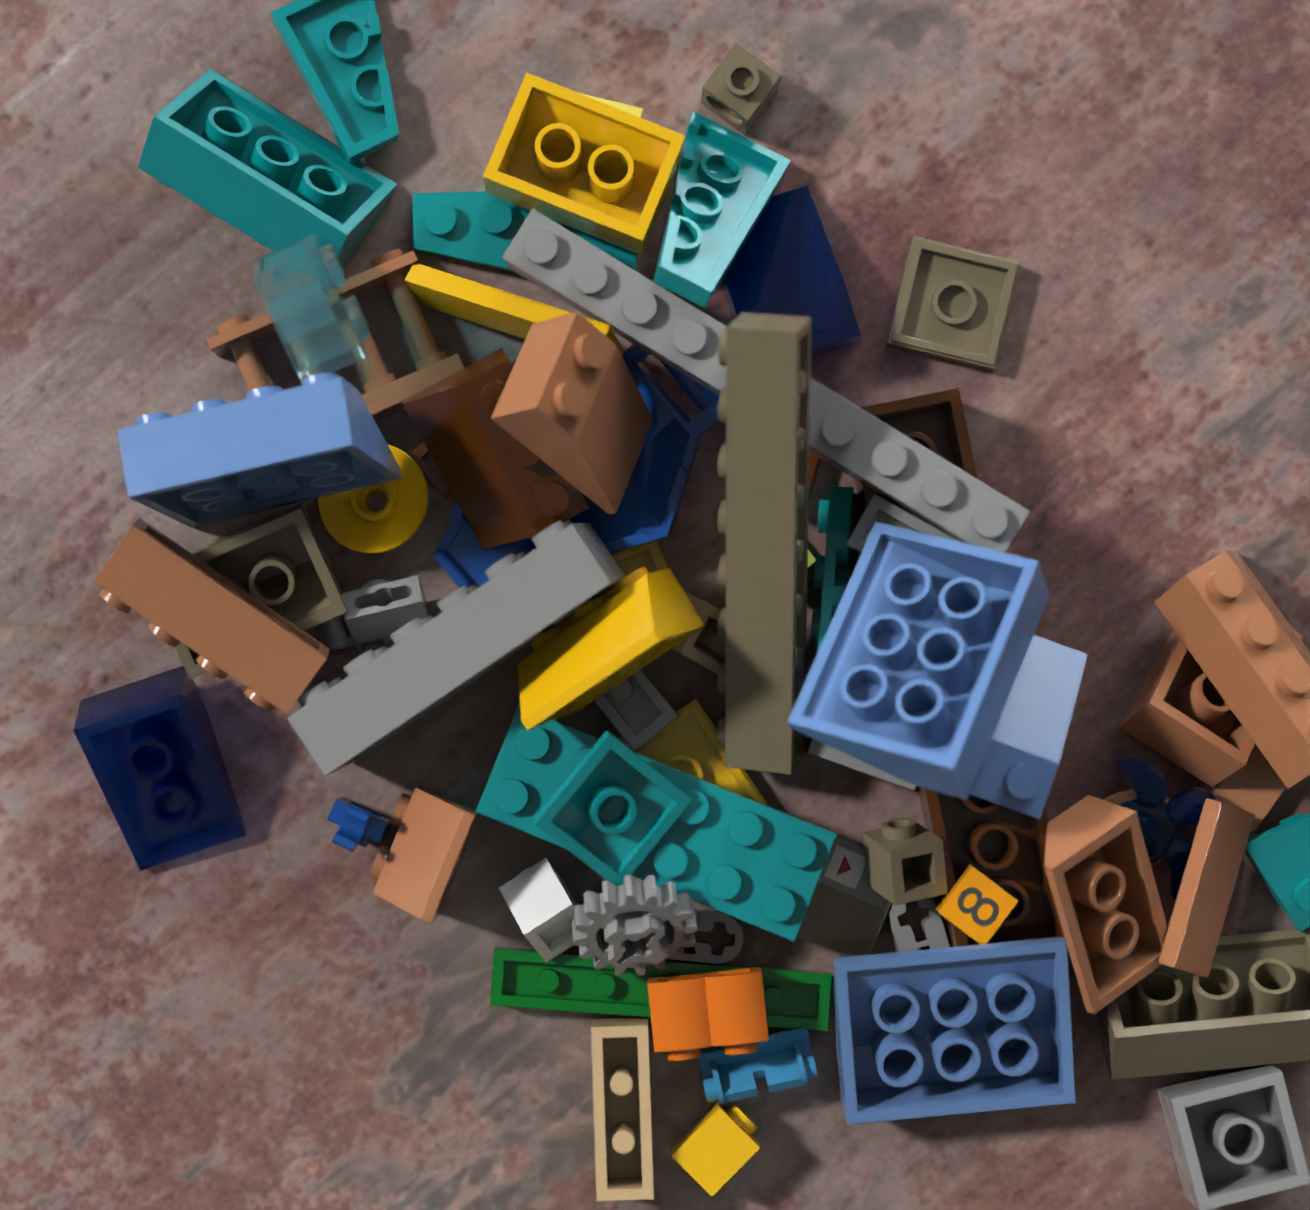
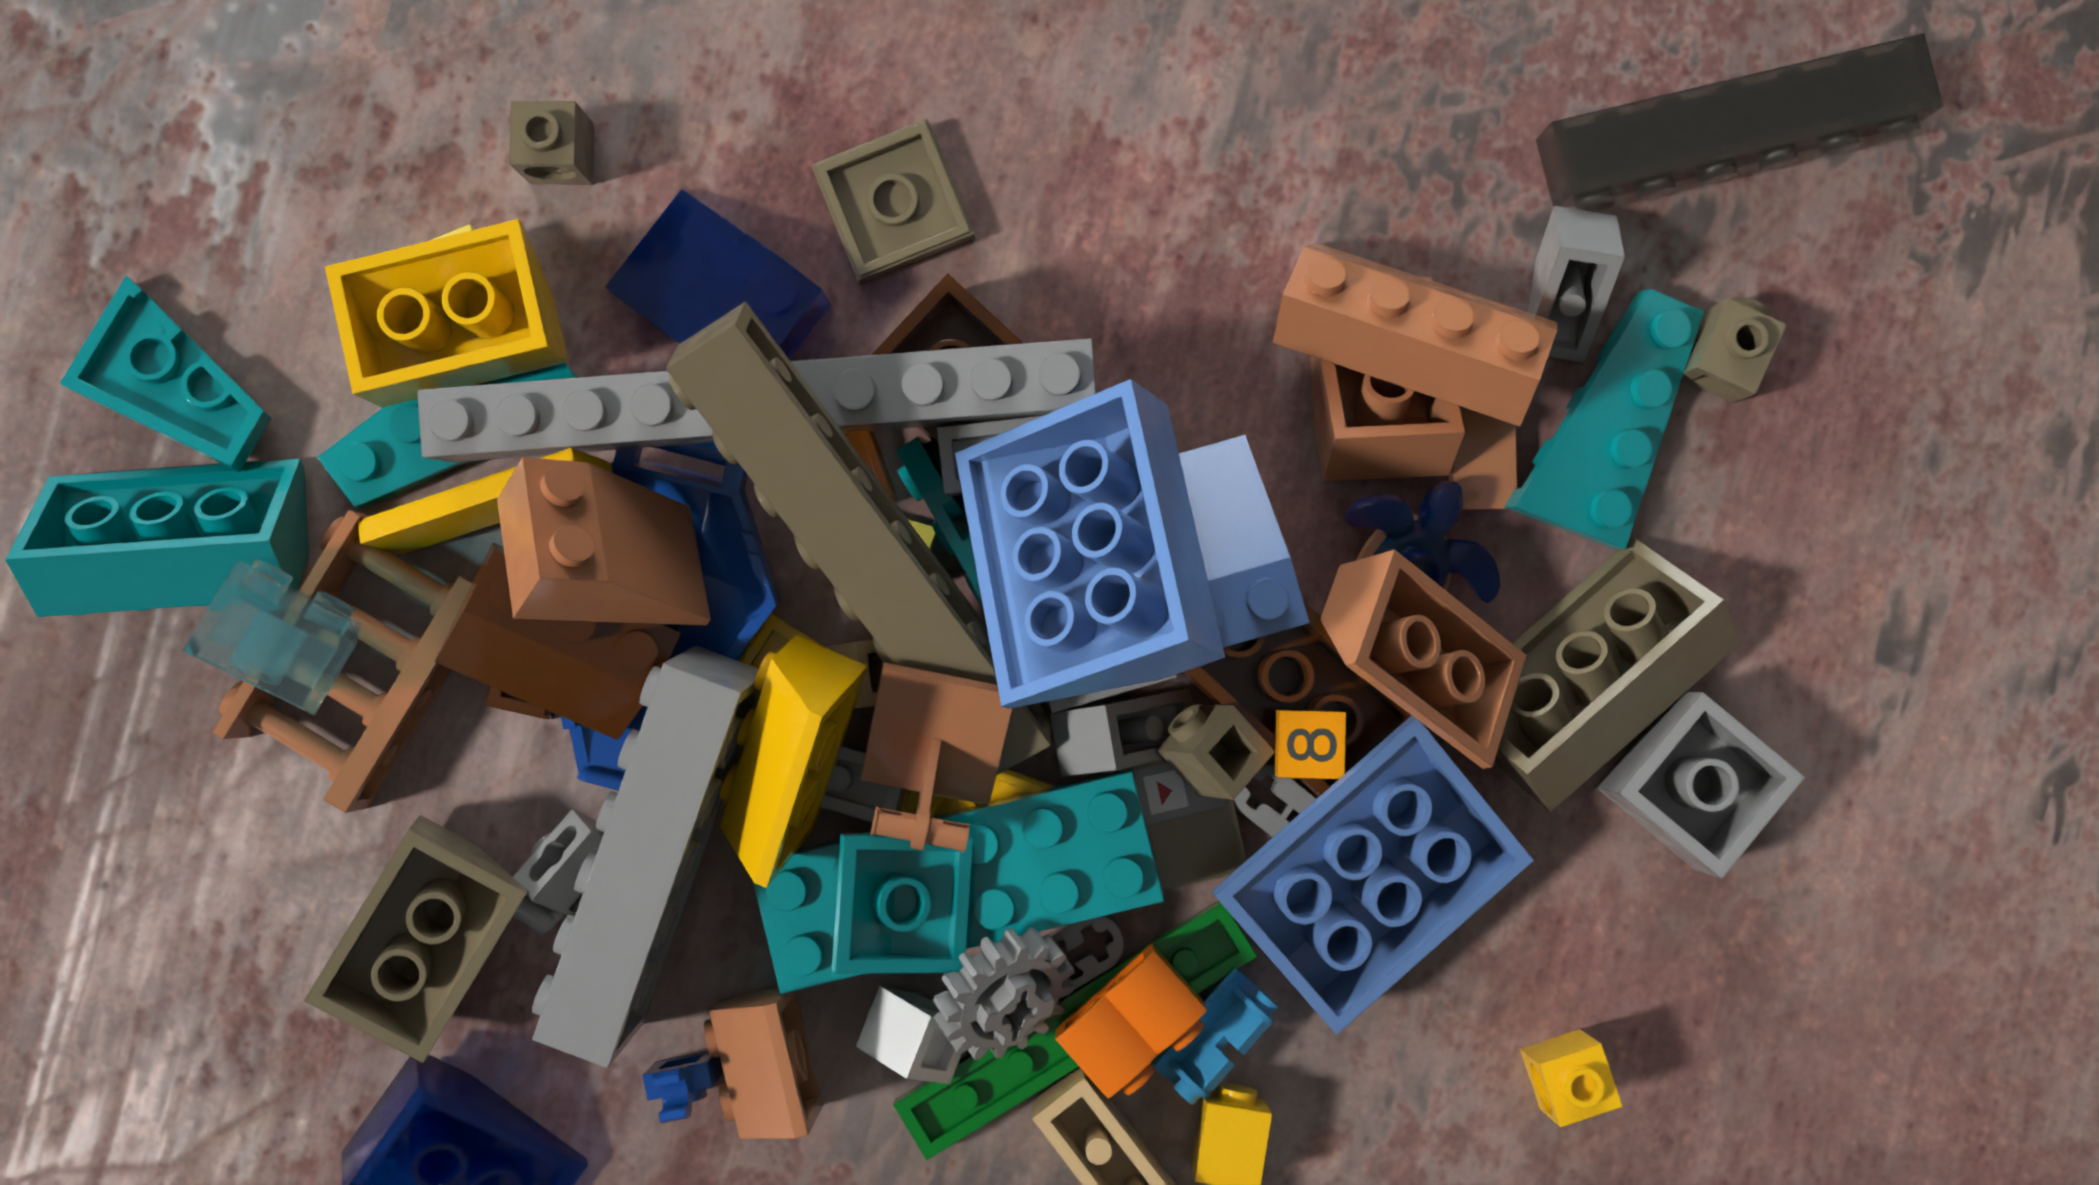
camera: 30 degrees left, 0 degrees up
(210, 616) = (389, 995): nougat brick -> none
(256, 452) = (322, 809): medium blue slope -> none
(366, 531) = (455, 769): yellow dish -> none
(713, 206) = (600, 269): teal wing -> none
(715, 713) = (933, 739): none -> nougat plate
(841, 798) = (1115, 732): none -> light grey slope
(1206, 888) = (1511, 572): nougat tile -> none

